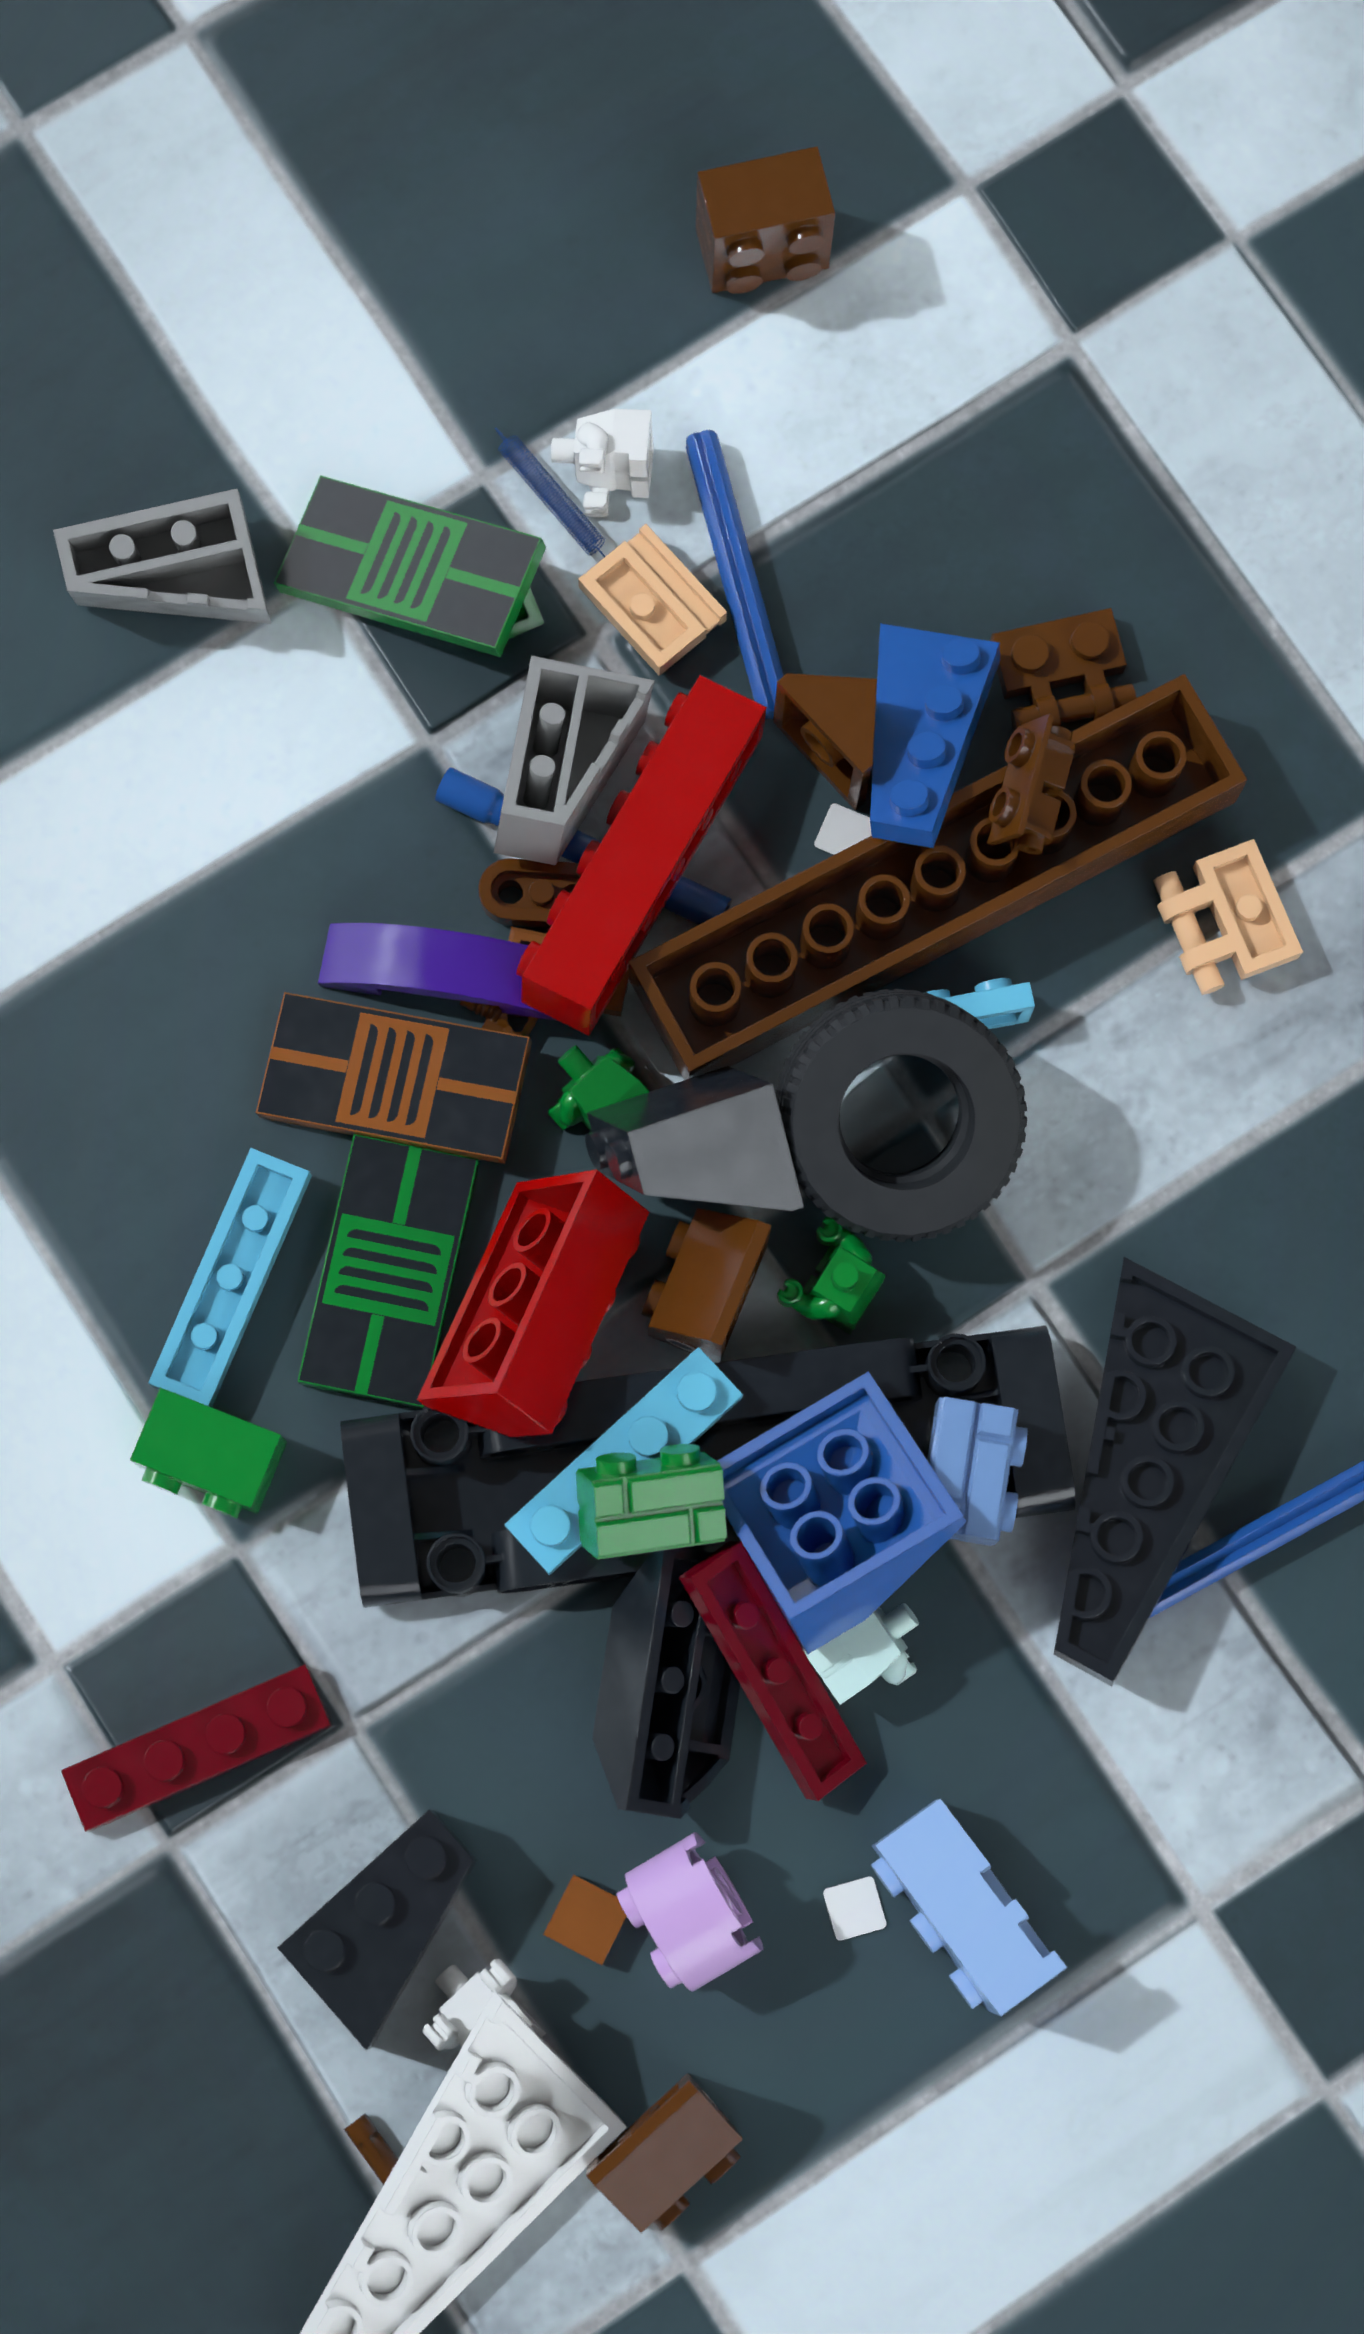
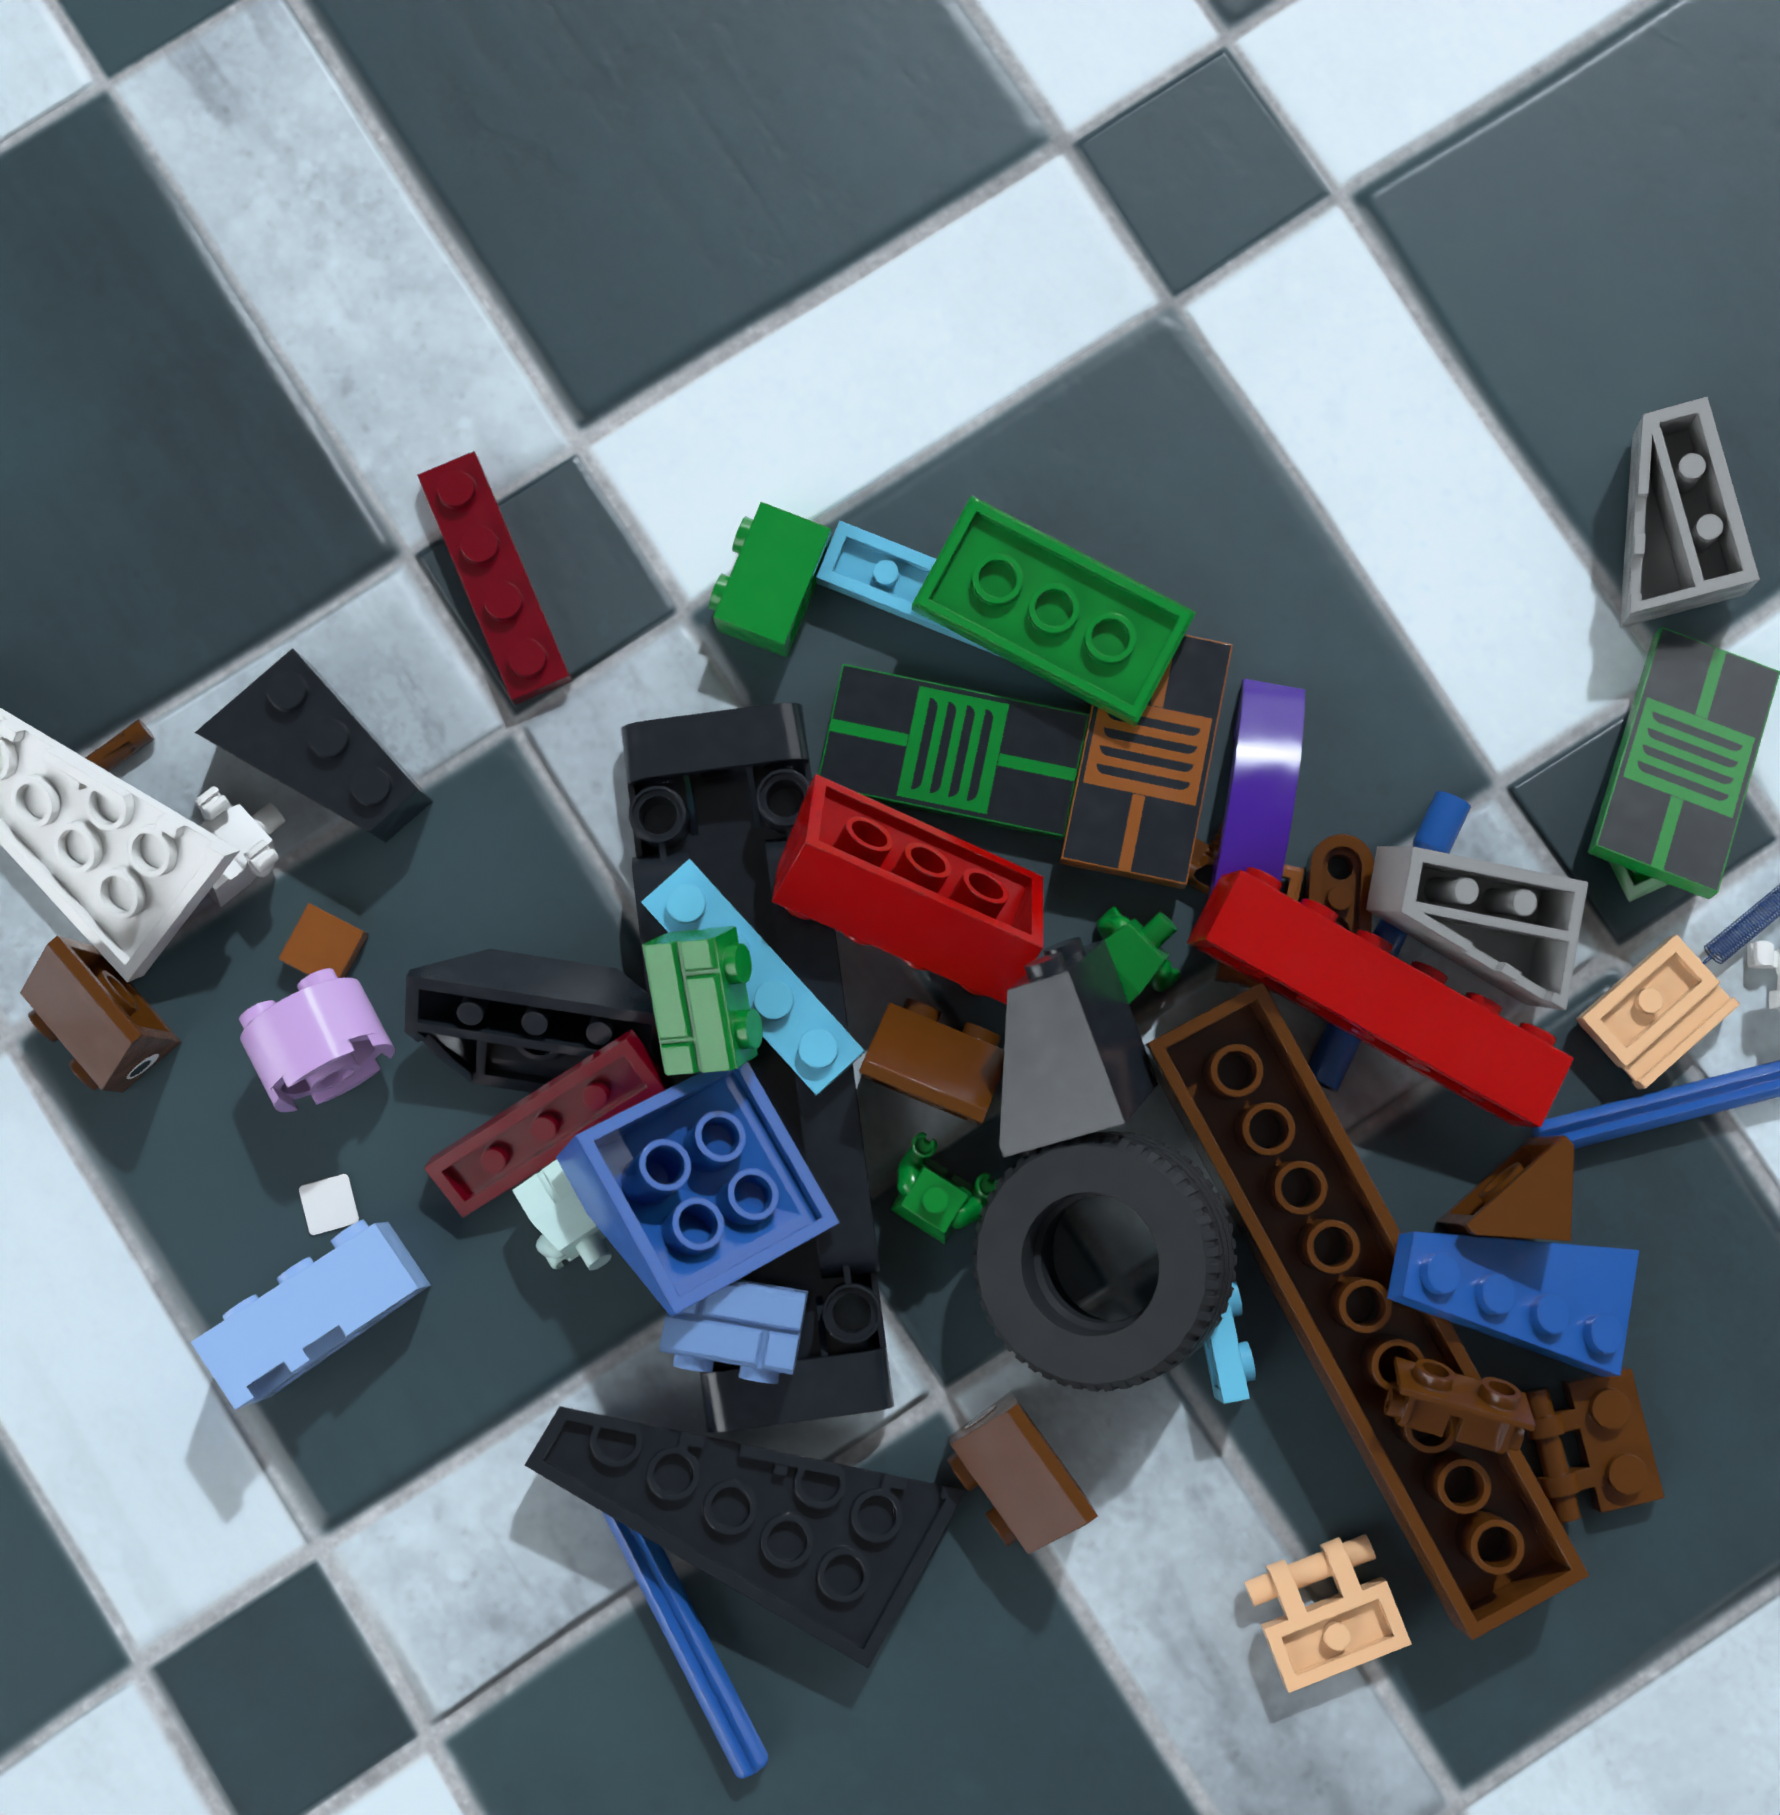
camera: 95 degrees right, 5 degrees up
(249, 1166) = (1053, 610): none -> green tile
(842, 829) = (1413, 1207): white sticker -> none
(1107, 1200) = (1020, 1475): none -> reddish brown slope

